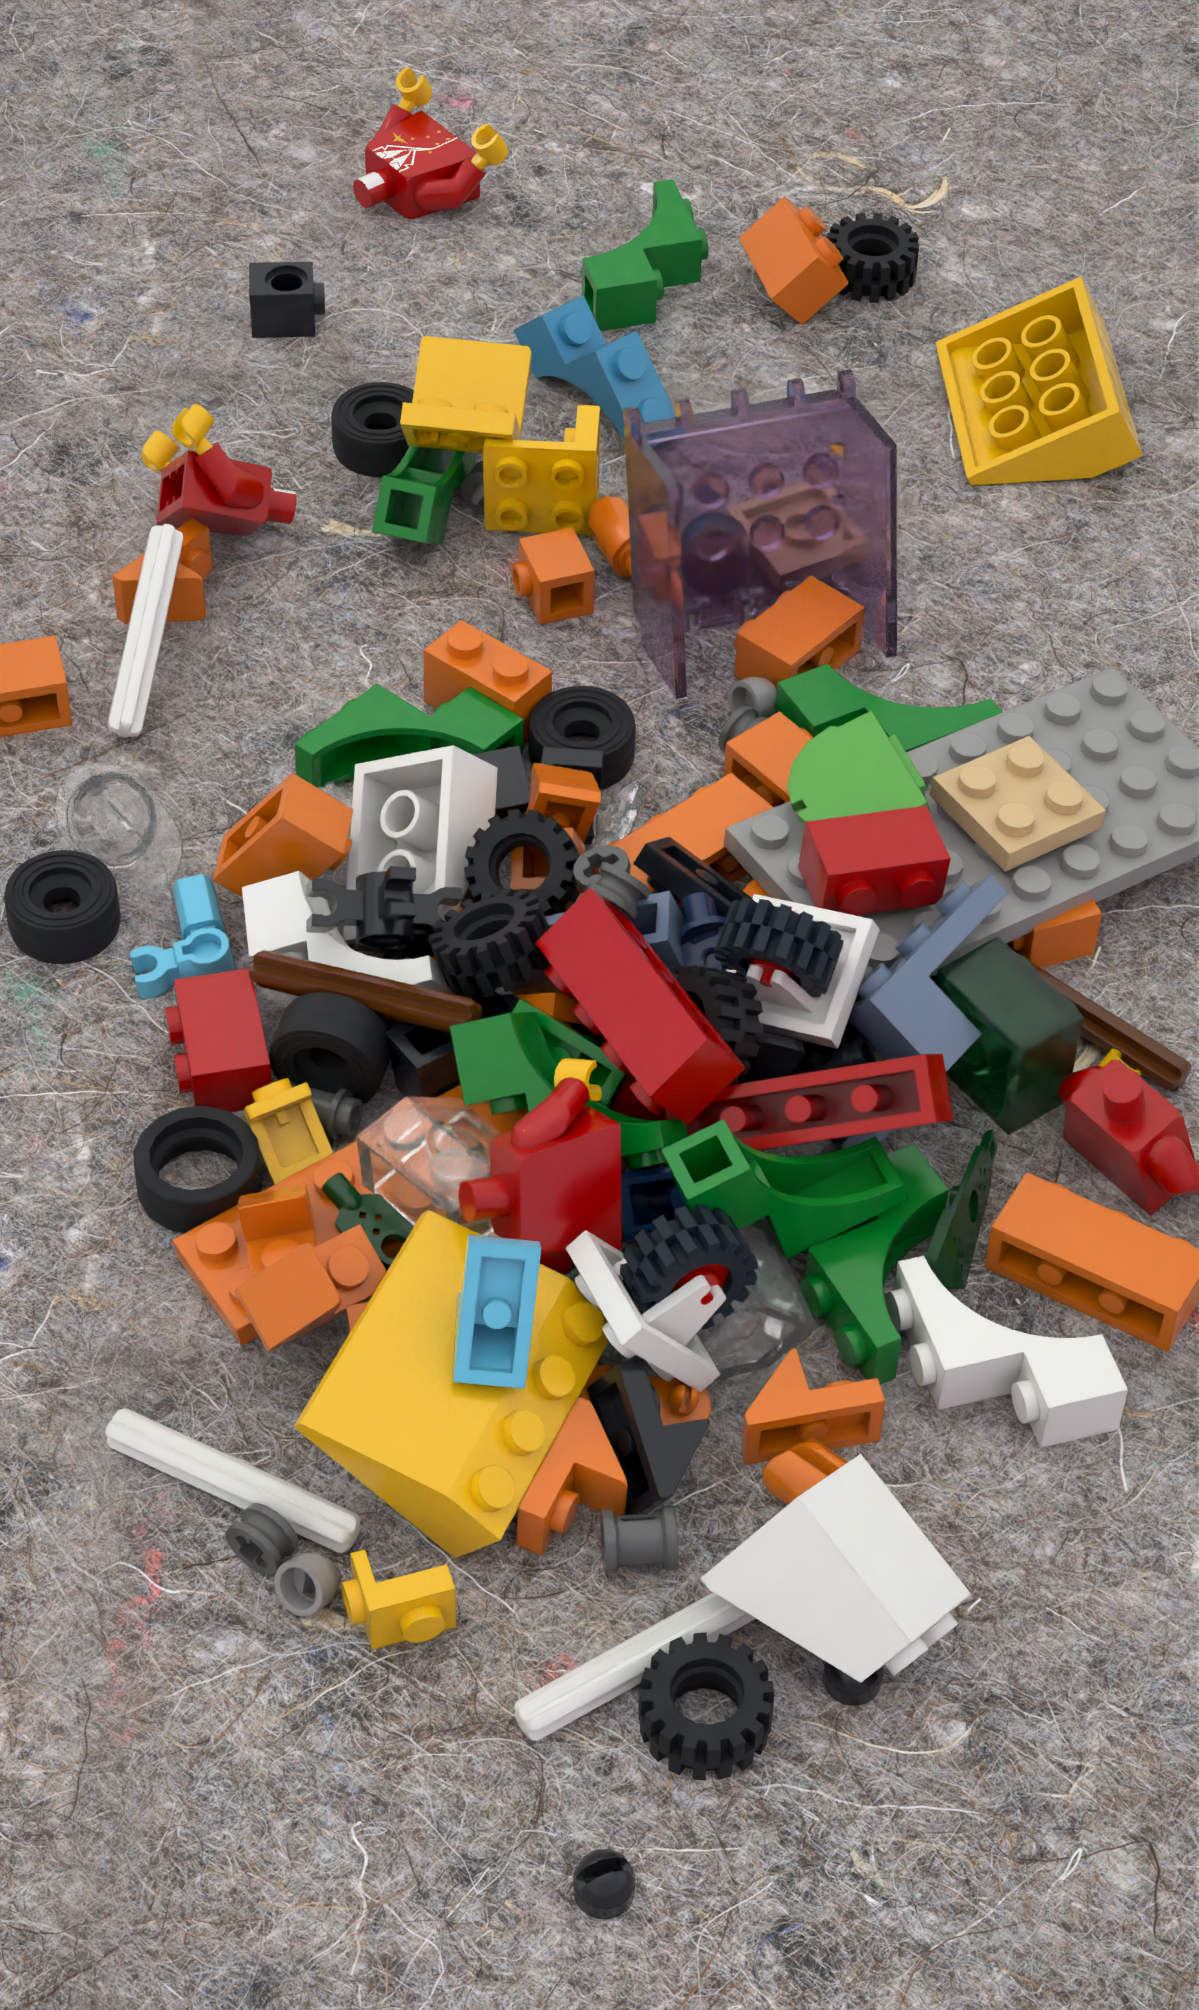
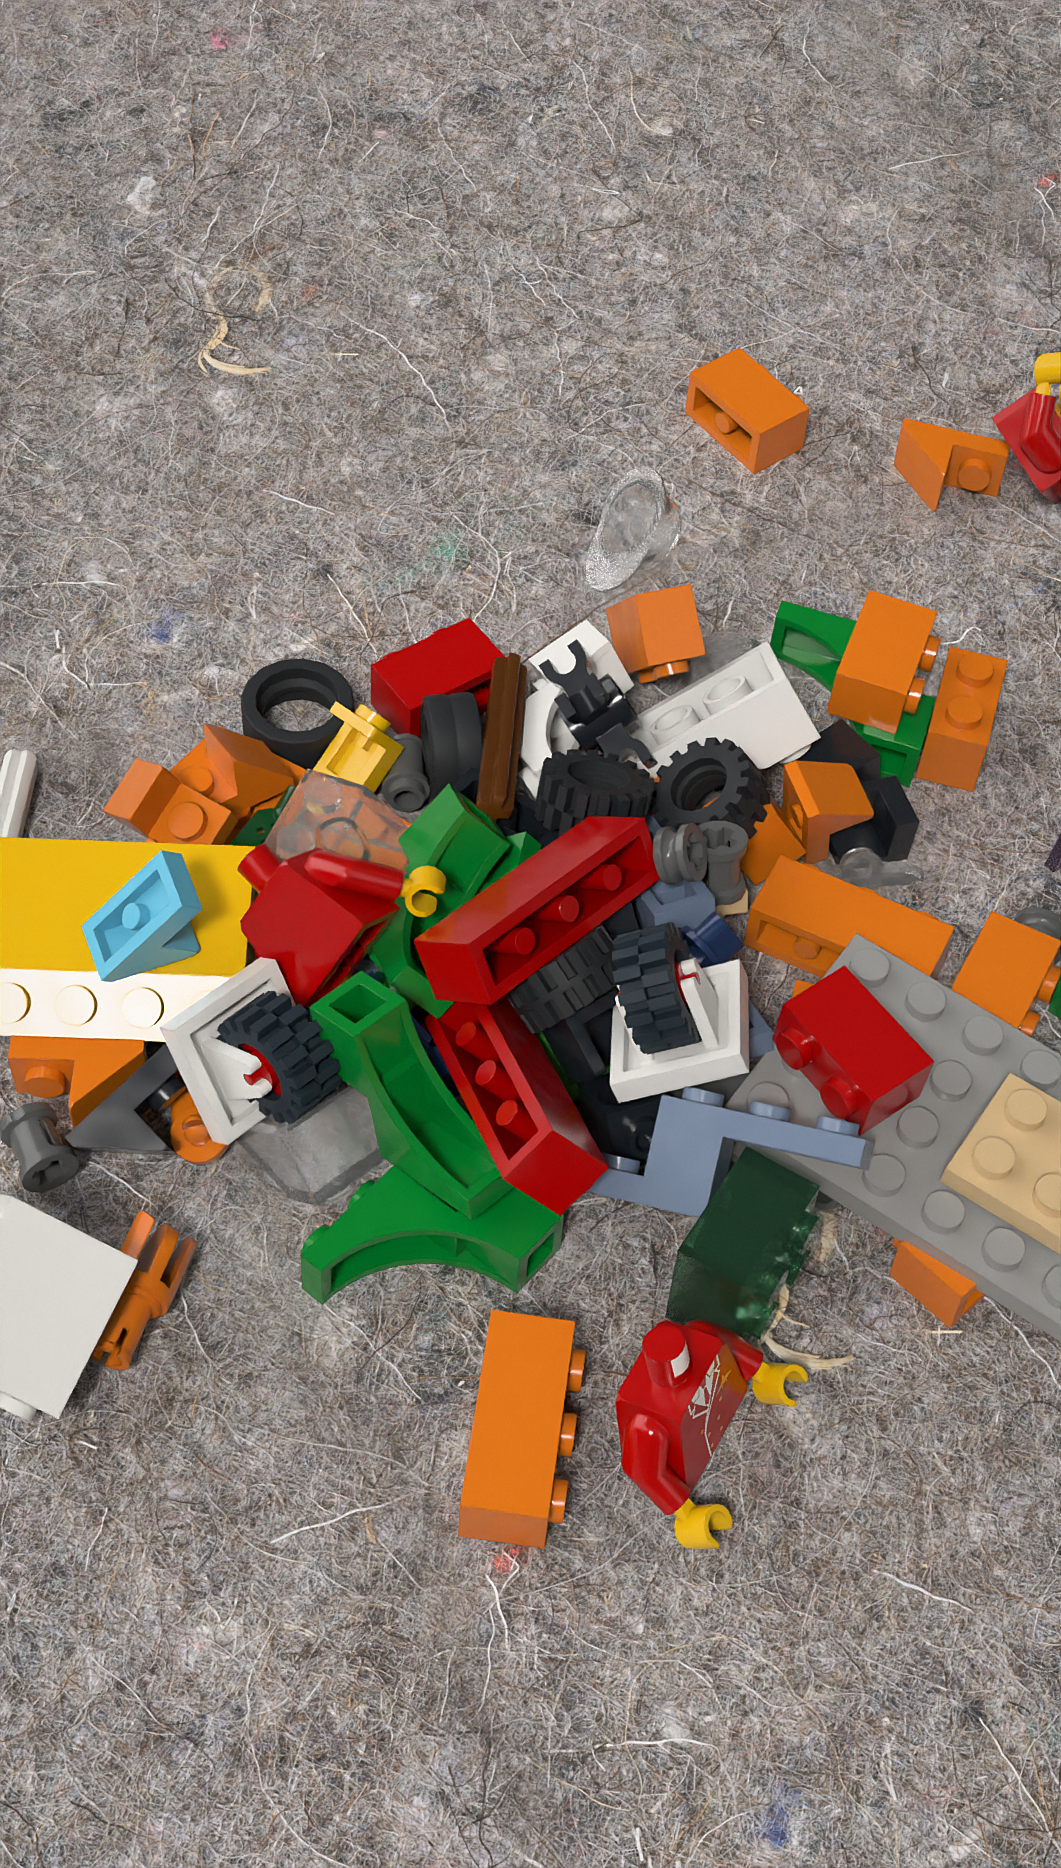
camera: 65 degrees right, 5 degrees up
(70, 934) = (533, 558): black tyre -> none
(145, 631) = (859, 462): white axle -> none
(204, 942) = (531, 634): medium azure bar -> none
(429, 693) = (883, 662): none -> orange brick
(587, 713) = (967, 787): black tyre -> none
(682, 873) = (776, 934): black slope -> none
(789, 1413) = (224, 1221): orange slope -> none
(853, 773) = (963, 1008): bright green piece -> none
(959, 1226) = (470, 1288): dark green piece -> none
(1056, 1384) = (341, 1334): white arch -> none
(1112, 1032) = (841, 1340): reddish brown axle -> none

